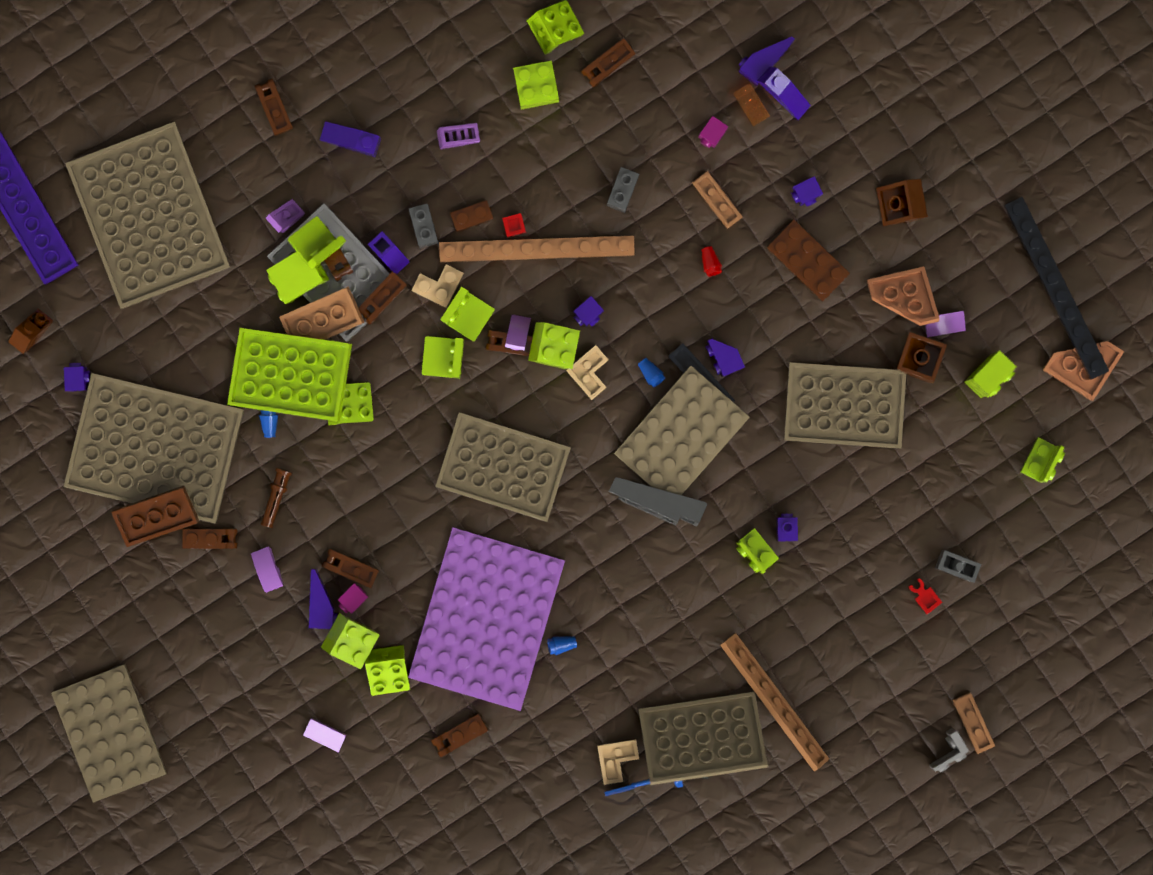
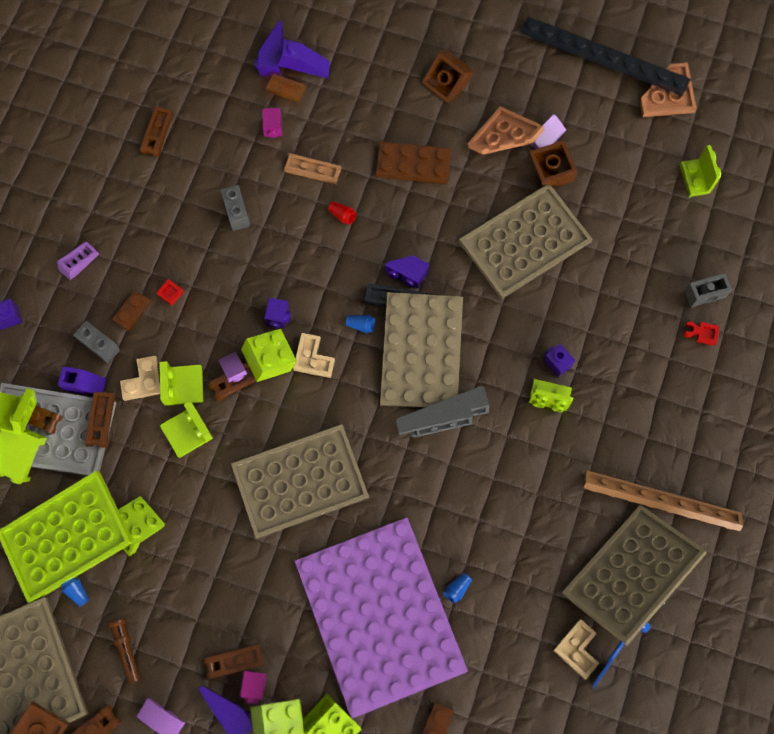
camera: 40 degrees left, 15 degrees down
(324, 316) = (62, 467): medium nougat plate -> none
(536, 84) = (112, 181): lime brick -> none
(536, 249) = (200, 299): medium nougat plate -> none
(555, 26) = (94, 135): lime bracket -> none
(807, 192) = (374, 115): dark purple brick -> none
(990, 374) = (613, 136): lime brick -> none

